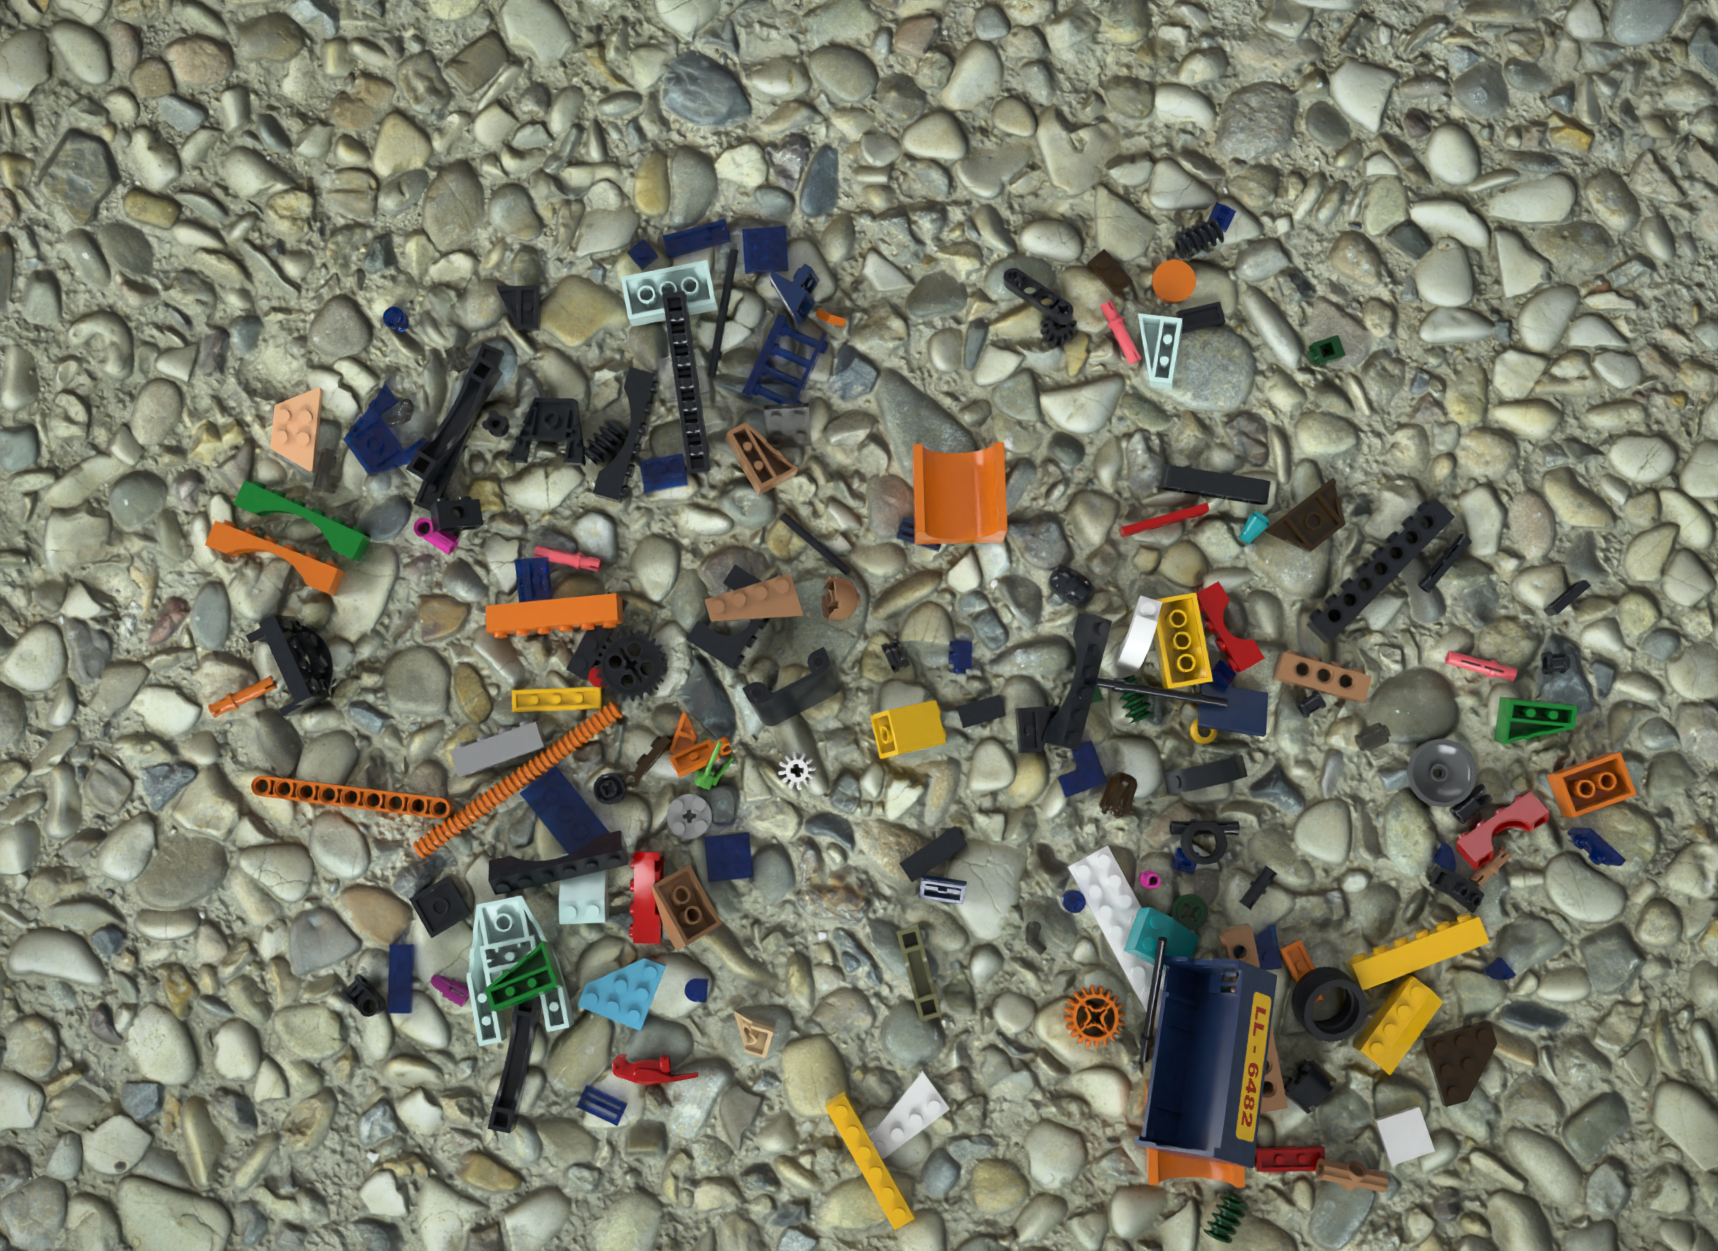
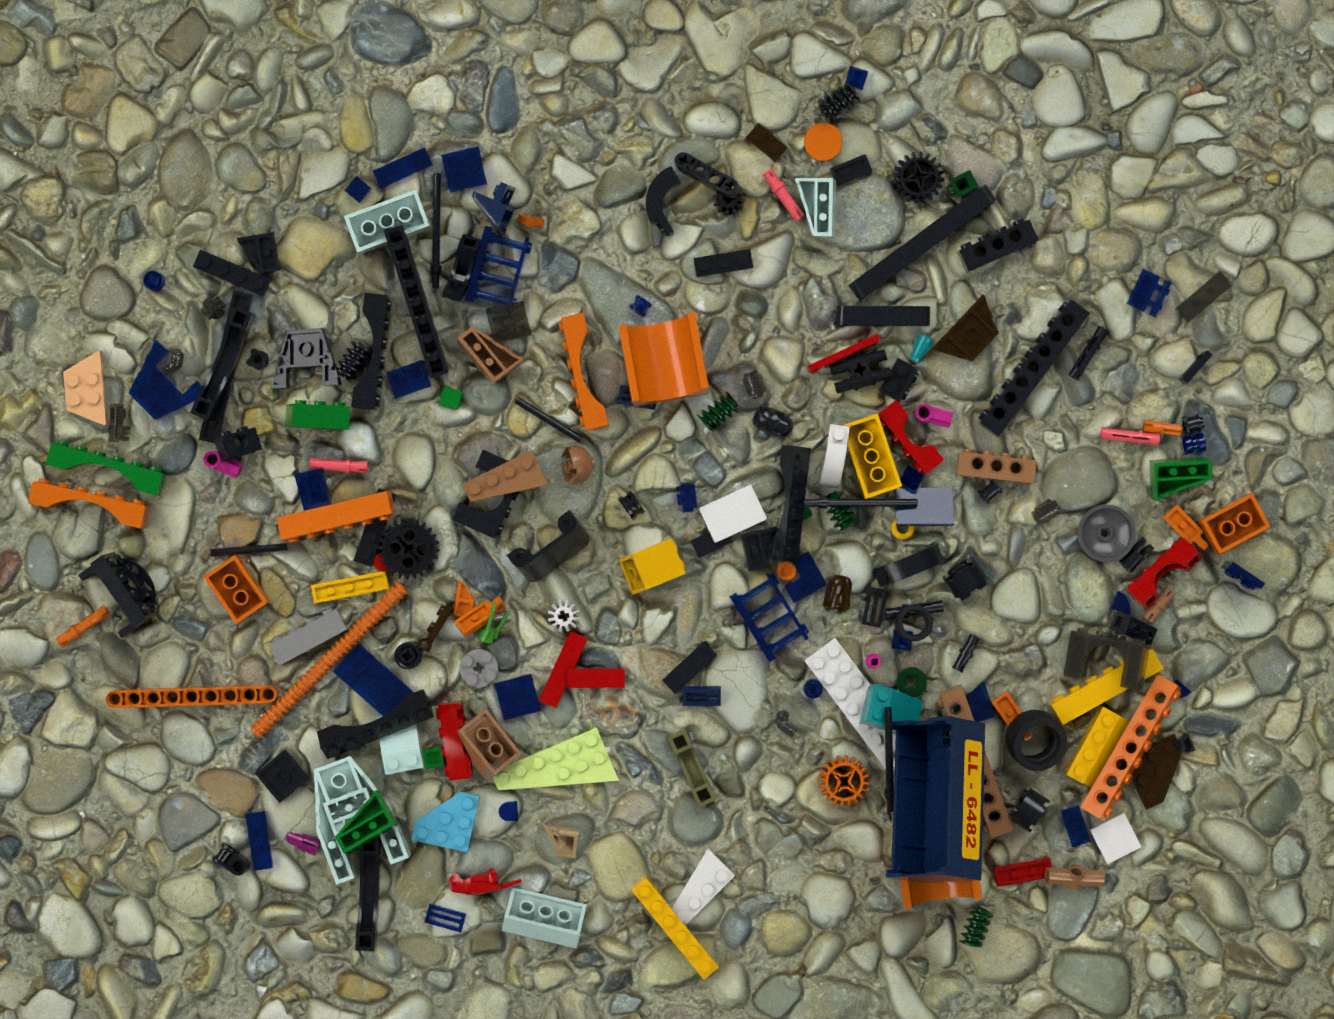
camera: 10 degrees left, 5 degrees up
(425, 680) = (237, 589): none -> orange brick
(449, 638) = (249, 549): none -> black bar
(485, 325) = (232, 273): none -> black plate
(553, 497) = (317, 415): none -> green wedge
(619, 913) = (433, 757): none -> green tile
(708, 502) = (451, 398): none -> green tile
(717, 1123) = (544, 917): none -> light aqua slope
(740, 367) = (462, 268): none -> black arch
(775, 943) = (566, 763): none -> yellowish green wing
(786, 833) = (558, 678): none -> red tile
(822, 849) = (595, 677): none -> red tile
(867, 540) = (575, 333): none -> orange arch
(940, 431) = (640, 306): none -> clear blue wheel
(982, 302) = (659, 187): none -> black arch
(1010, 683) = (732, 513): none -> white tile
(1011, 564) = (718, 412): none -> dark green piece
(1012, 806) = (750, 616): none -> clear blue fence
(1041, 398) = (723, 263): none -> black plate
(1057, 539) = (754, 384): none -> clear smoke brick
(1062, 759) = (786, 571): none -> orange tile
(1151, 835) = (868, 599): none -> black tile
(1187, 532) = (852, 365): none -> black pin
(1223, 560) = (903, 375): none -> black bracket
(1258, 606) = (935, 415): none -> dark pink piece
(1270, 800) = (965, 578): none -> black brick
(1271, 409) = (922, 242): none -> black beam
(1276, 318) = (920, 186): none -> black gear
(1359, 1113) = (1075, 825): none -> clear blue plate
(1391, 420) = (1026, 237): none -> black brick
(1459, 918) = (1134, 656): none -> clear smoke arch
(1482, 963) = (1111, 770): none -> orange brick
(1500, 1035) = (1184, 743): none -> black tile
(1517, 501) = (1143, 291): none -> clear blue plate
(1519, 662) = (1162, 428): none -> orange axle
(1532, 780) = (1185, 527): none -> orange plate
(1554, 685) = (1194, 443): none -> clear blue wheel
(1584, 520) = (1203, 296): none -> clear smoke tile

